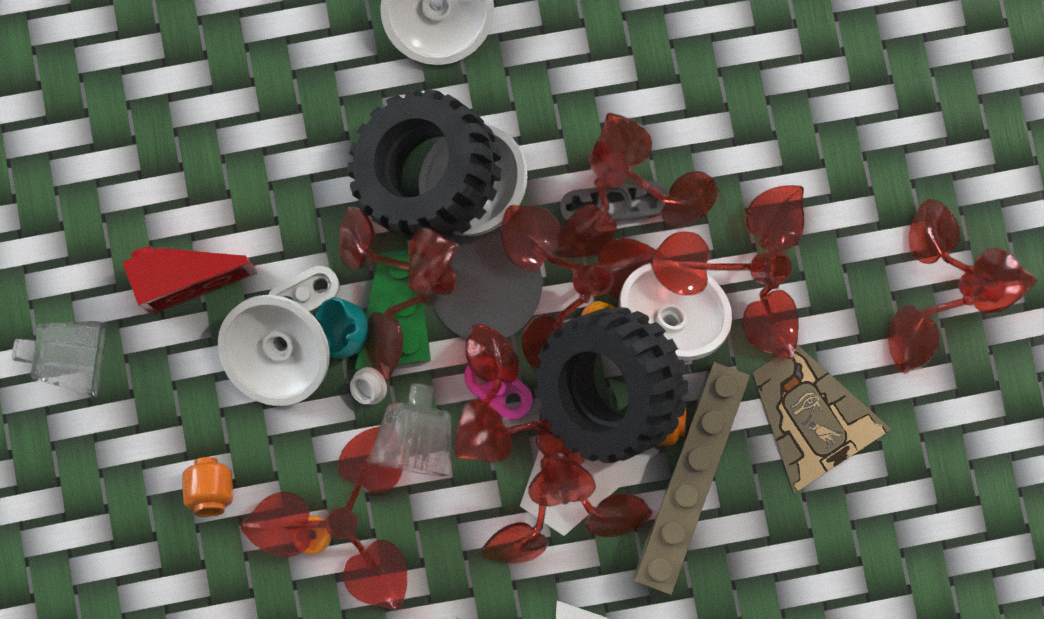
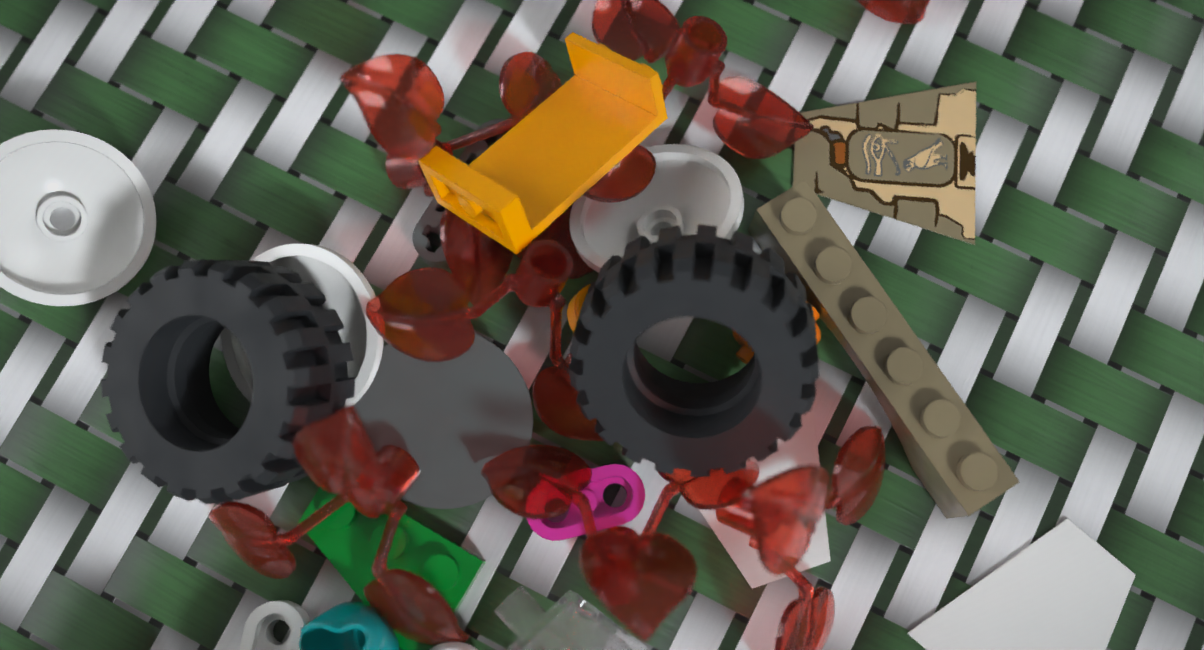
camera: 45 degrees left, 5 degrees down
(664, 234) = (554, 150): none -> light orange panel

